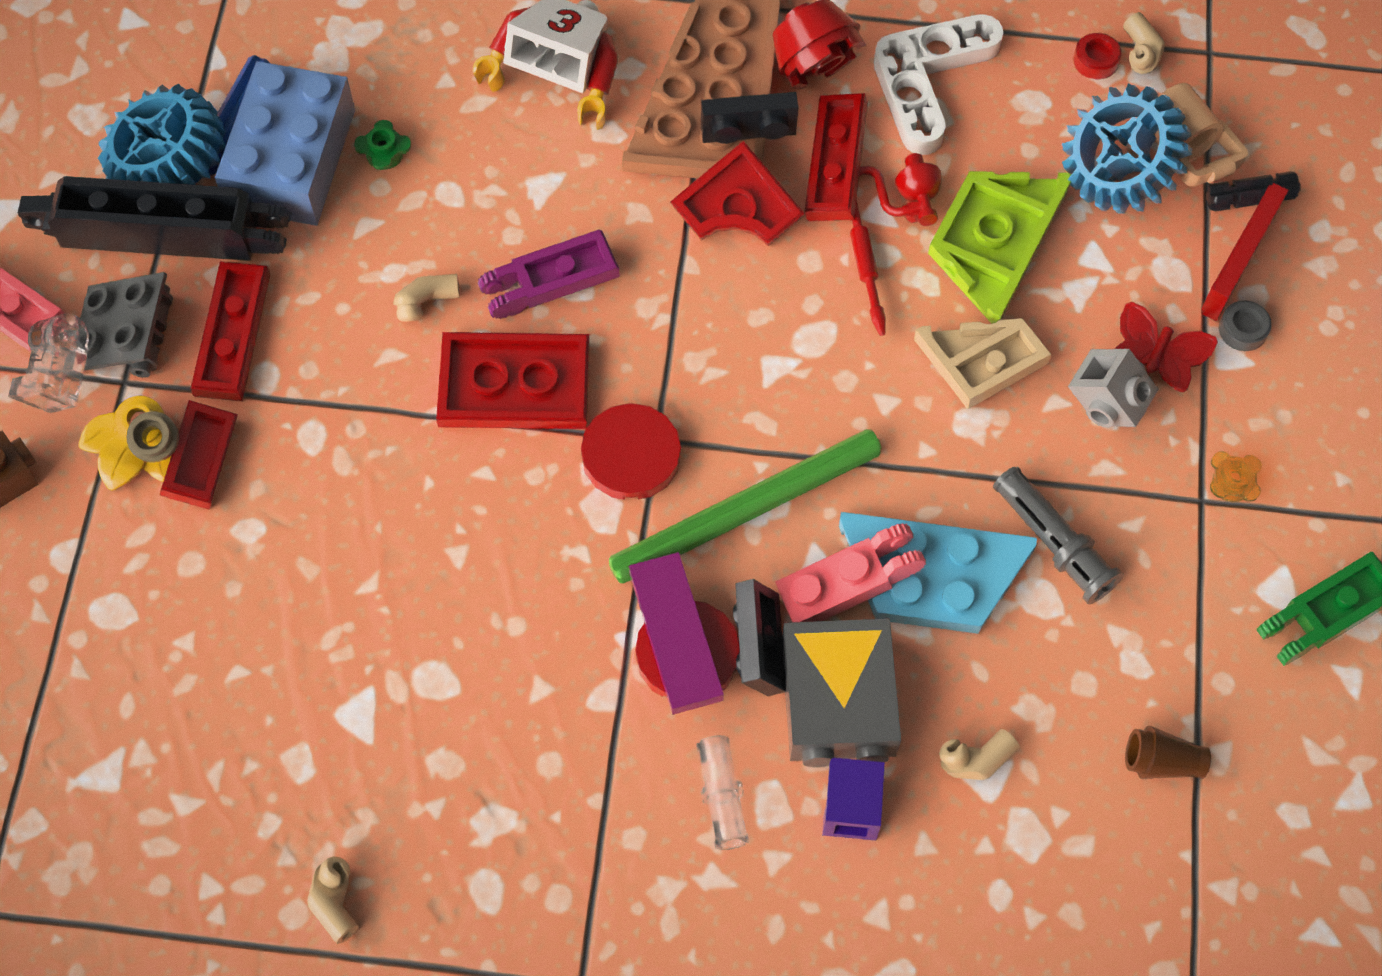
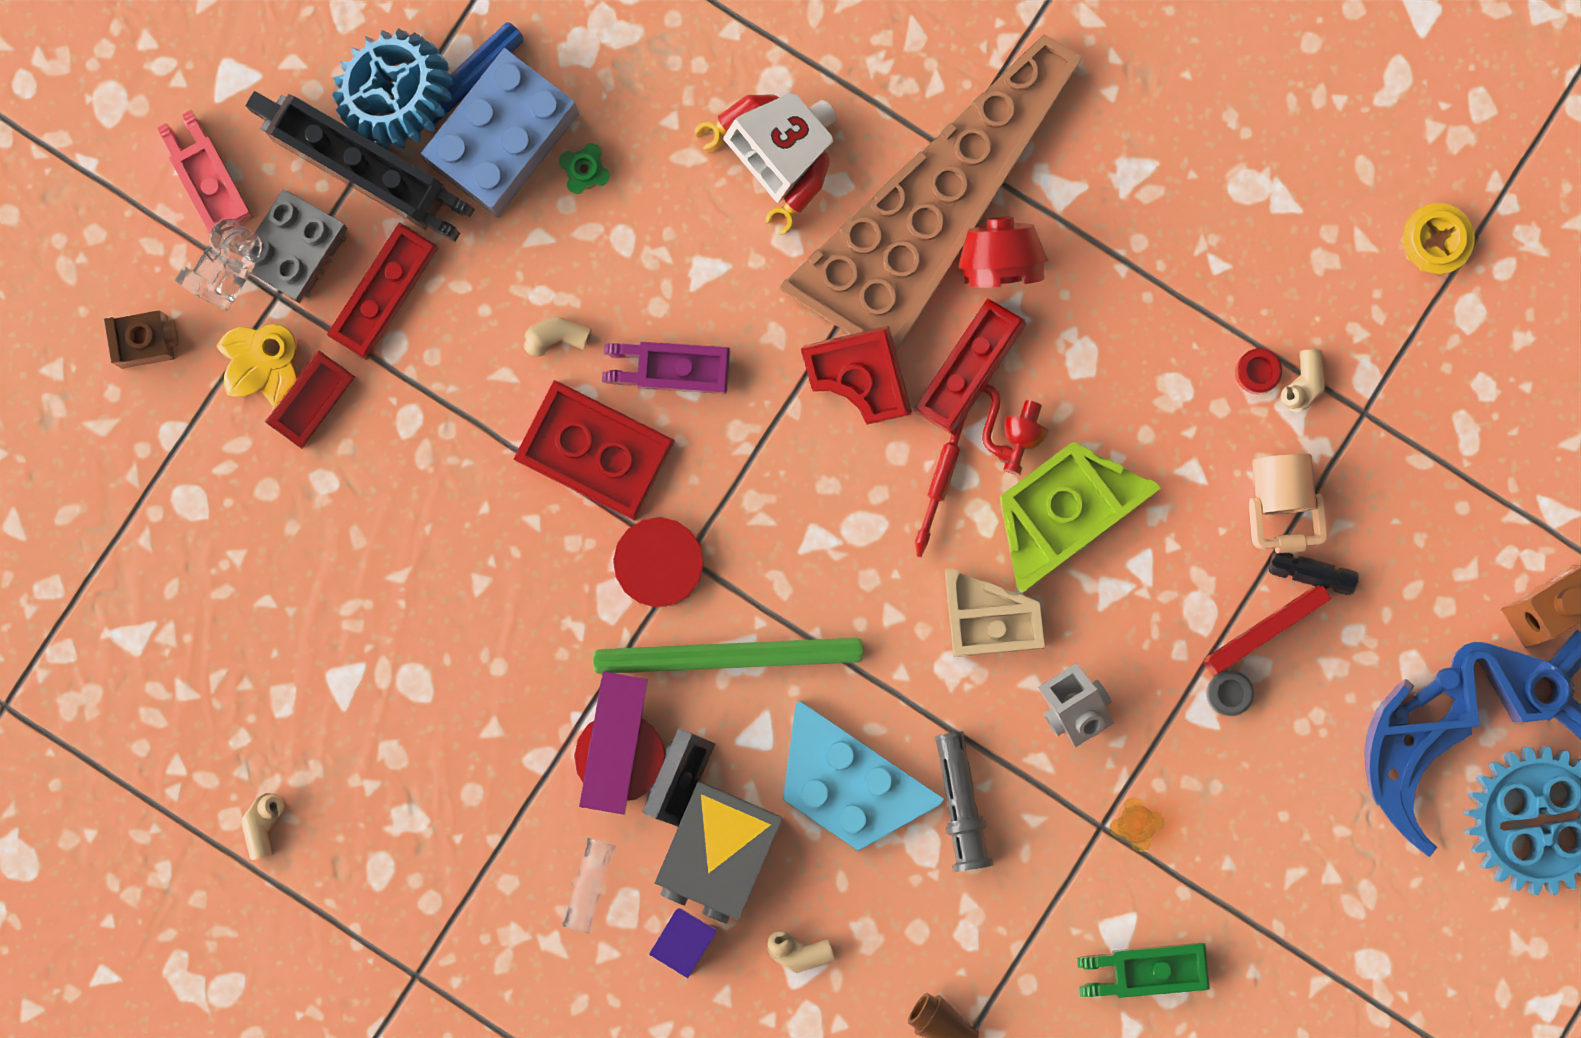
camera: 30 degrees right, 20 degrees up
(138, 432) = (264, 379): dark tan plate -> none
(749, 117) = (885, 302): black plate -> none
(849, 576) = (769, 761): coral hinge -> none
(920, 61) = (1097, 302): white beam -> none
(1152, 115) = (1201, 462): dark azure gear -> none
(1170, 358) = (1139, 684): red piece -> none

